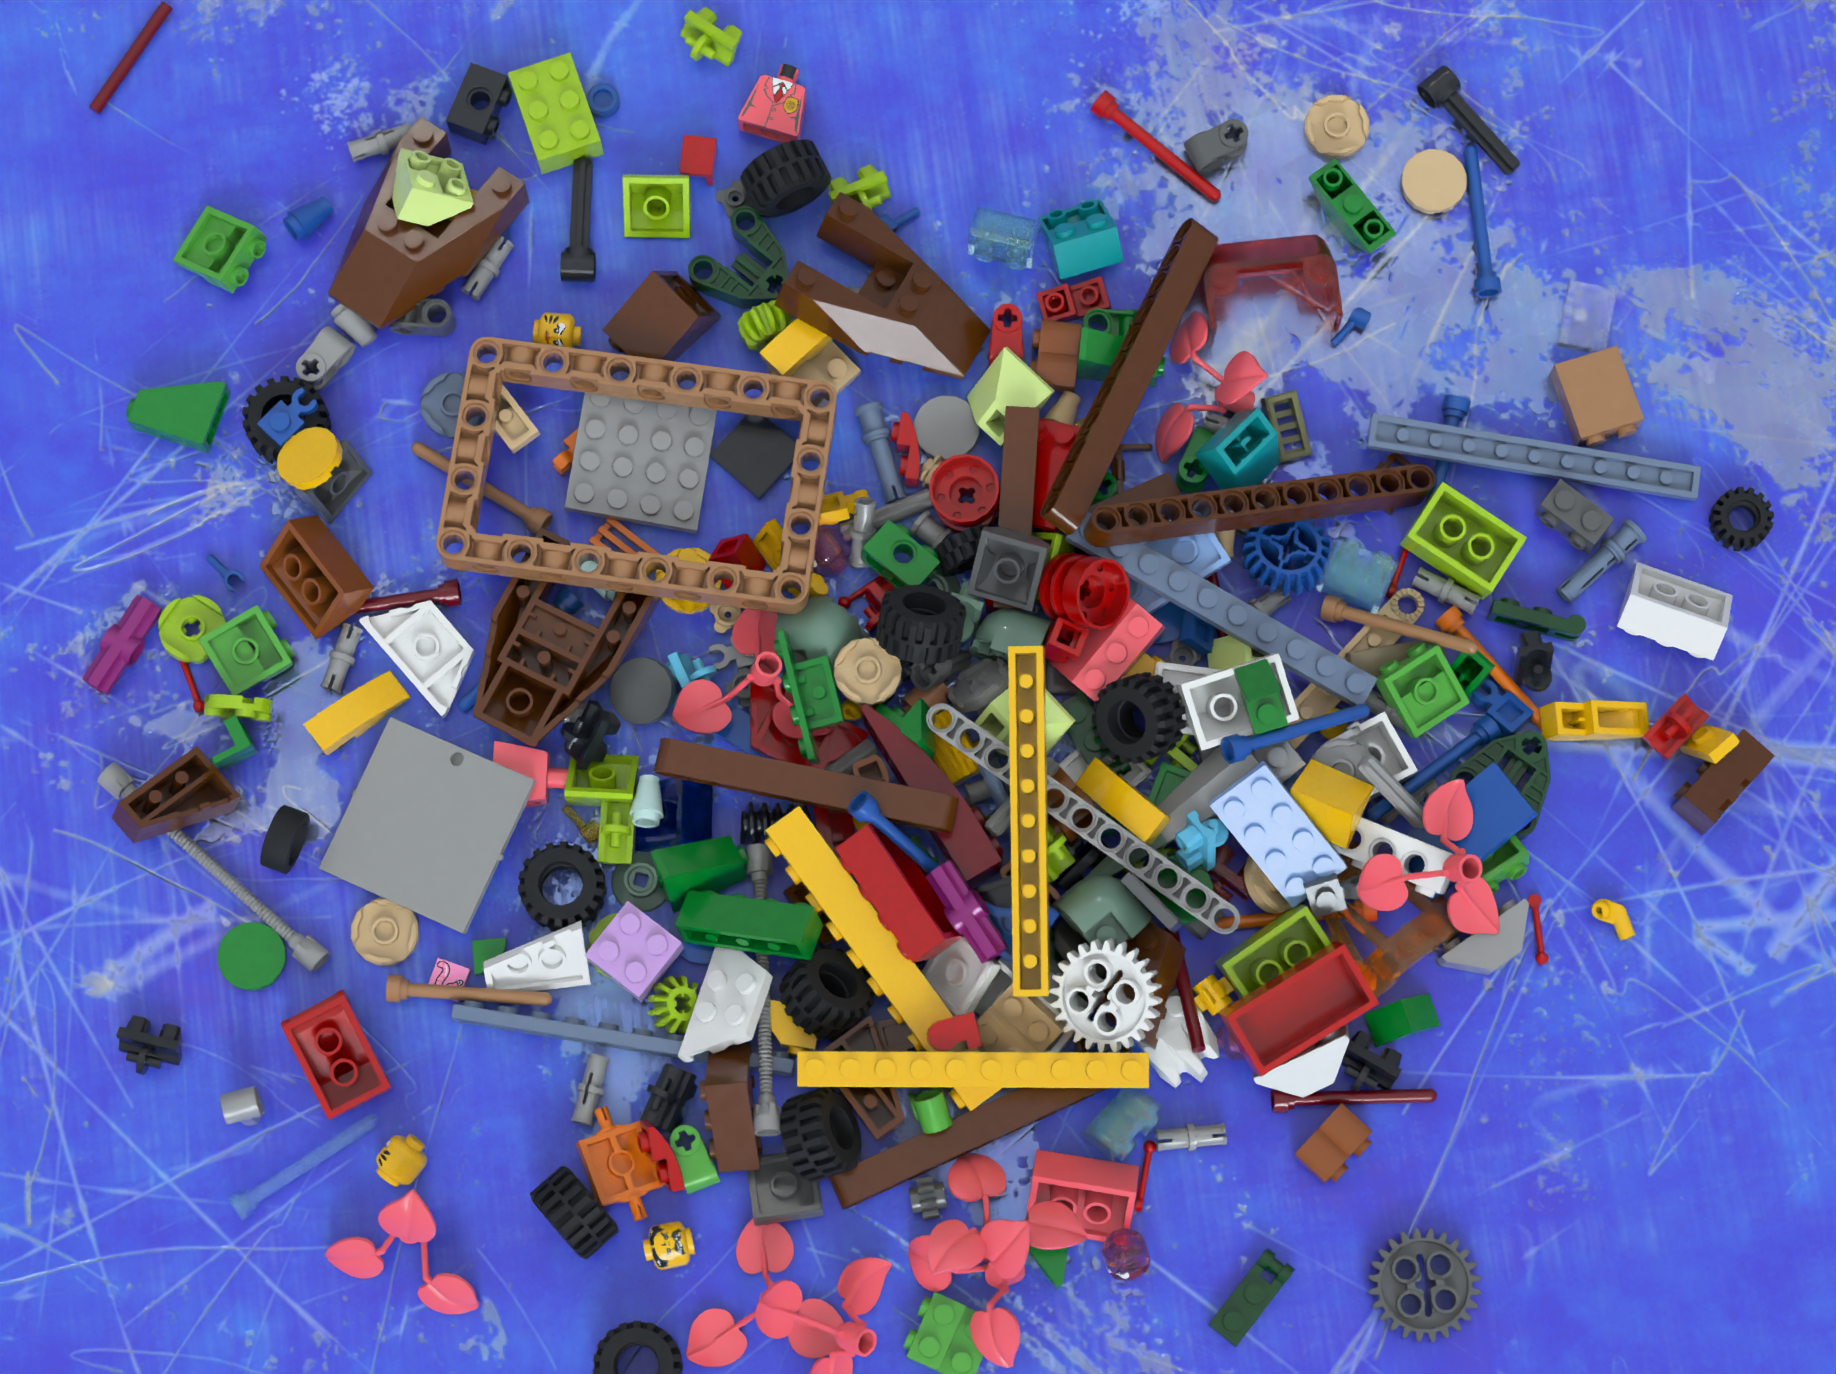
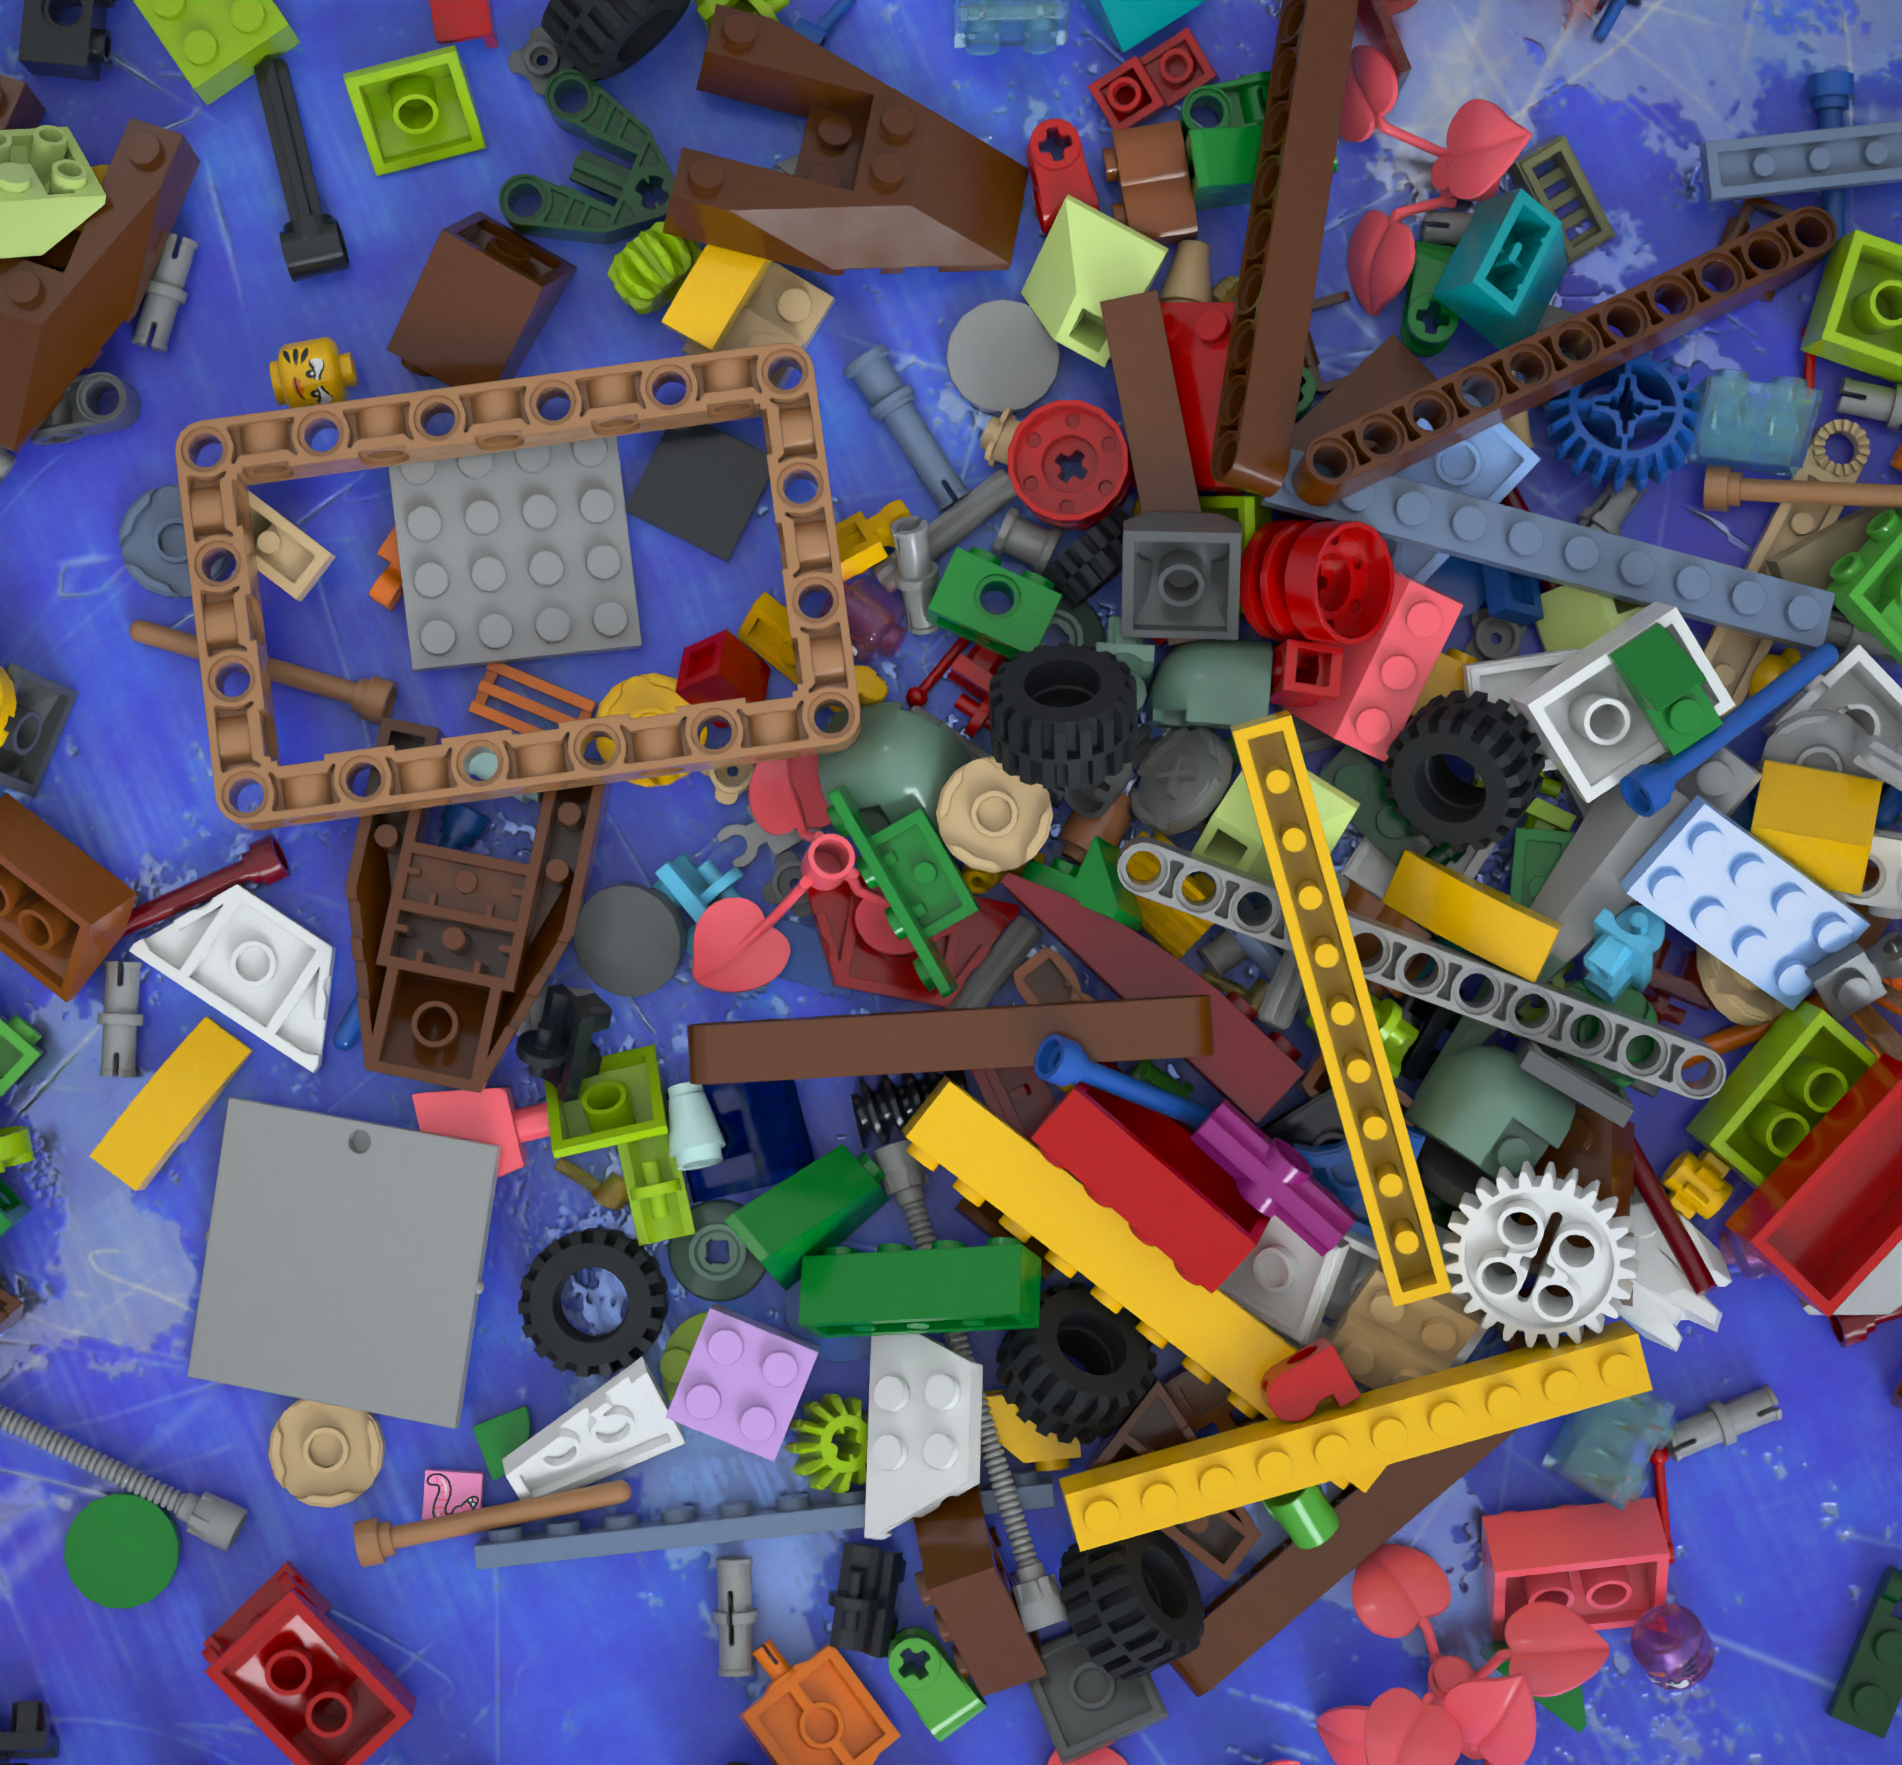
camera: 15 degrees left, 10 degrees up
(284, 839) = (117, 1352): black tyre -> none
(656, 1148) = (867, 1686): red slope -> none
(905, 436) = (942, 393): red slope -> none
(928, 1197) = (1328, 1641): dark grey gear -> none

